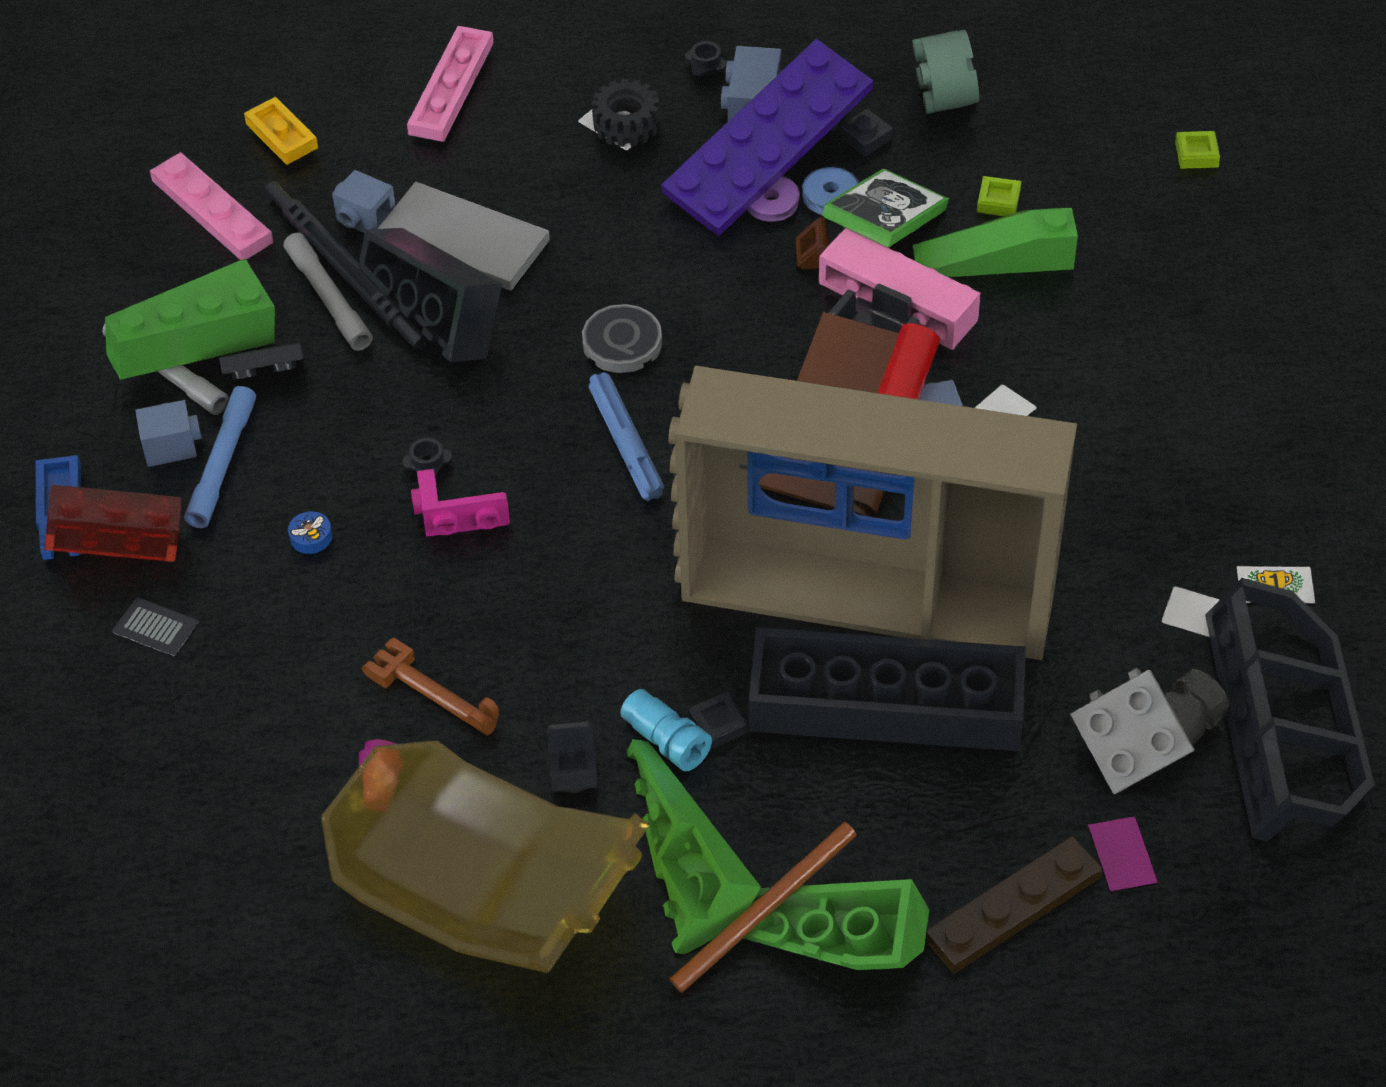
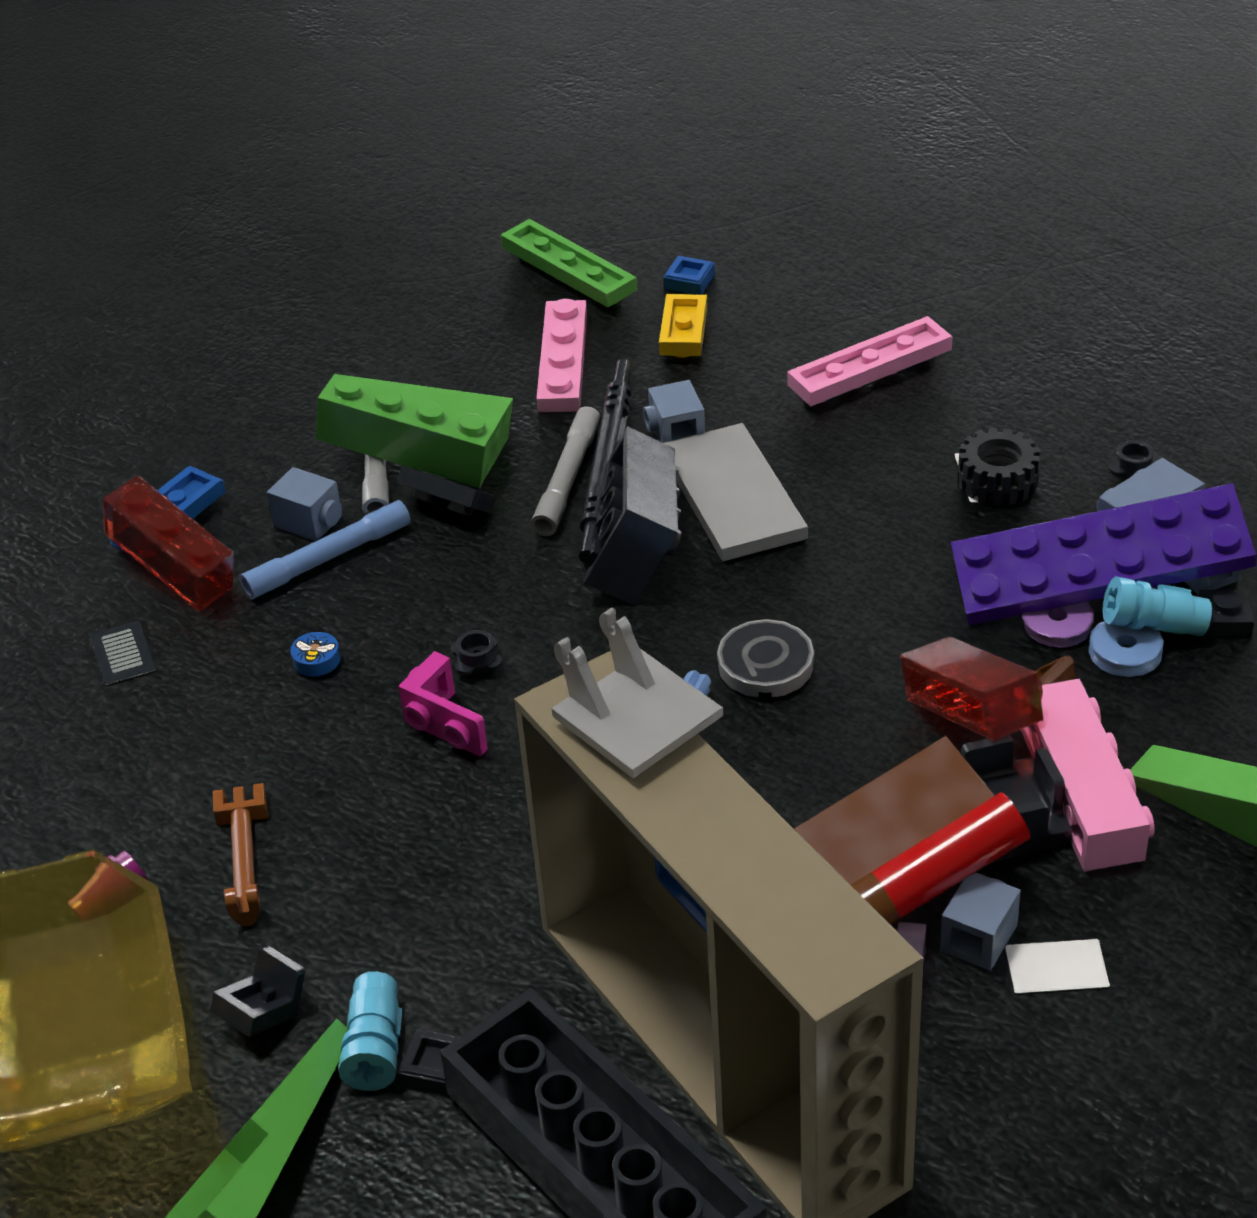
camera: 45 degrees right, 10 degrees down
(126, 129) = (569, 263): none -> bright green plate
(231, 88) = (689, 275): none -> blue tile
(763, 388) = (634, 711): none -> light grey plate
(791, 273) = (972, 687): none -> clear red brick
(832, 153) = (1161, 609): none -> medium azure axle
(885, 207) = (1152, 687): tile -> none

